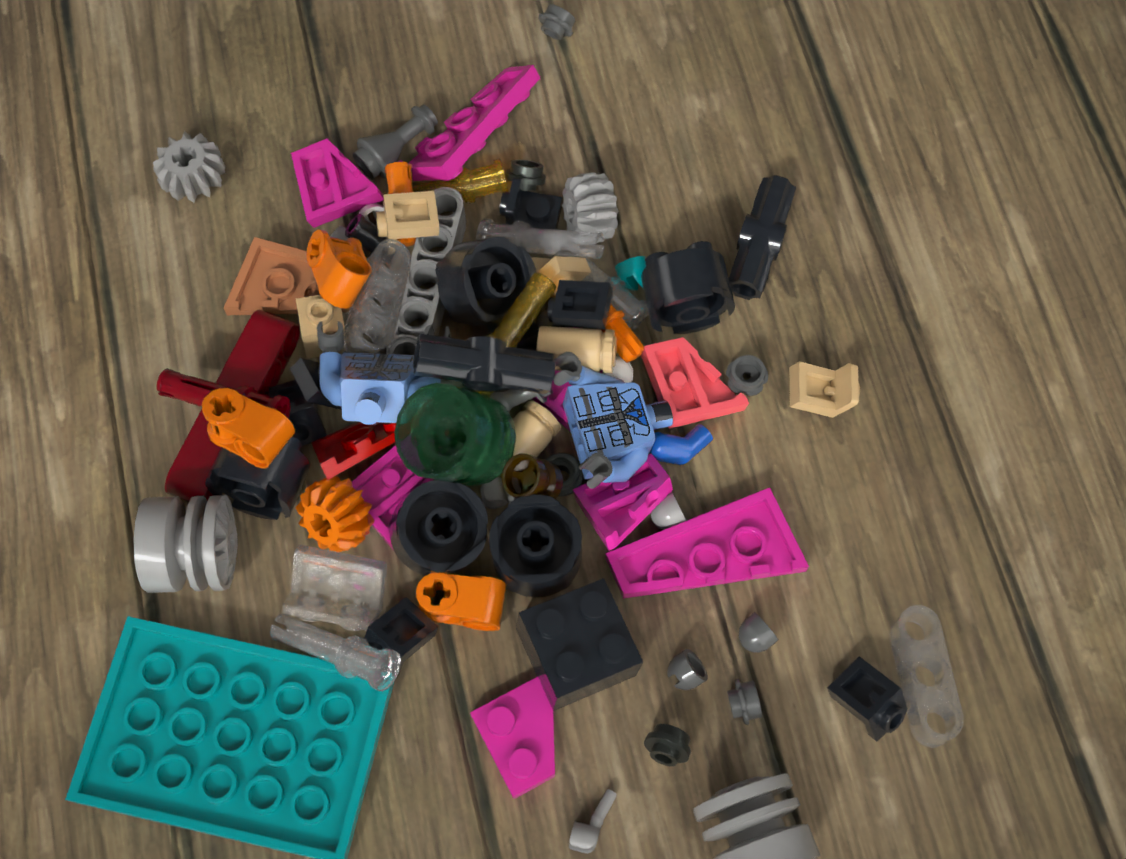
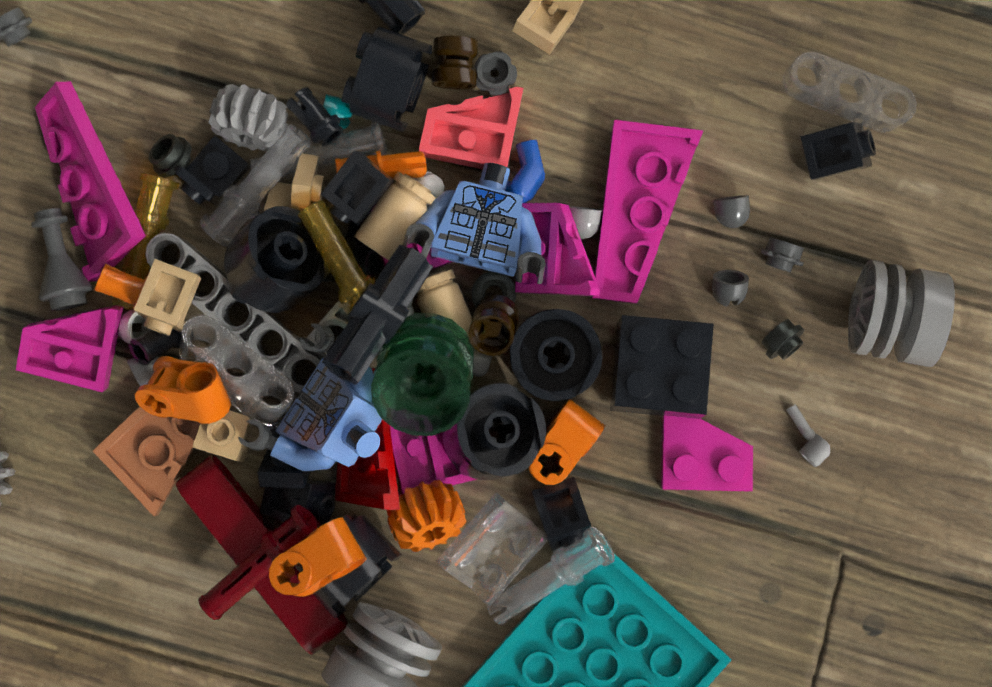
camera: 60 degrees left, 20 degrees up
(617, 260) = (315, 117): none -> black pin
(734, 338) = (455, 62): none -> dark brown wheel

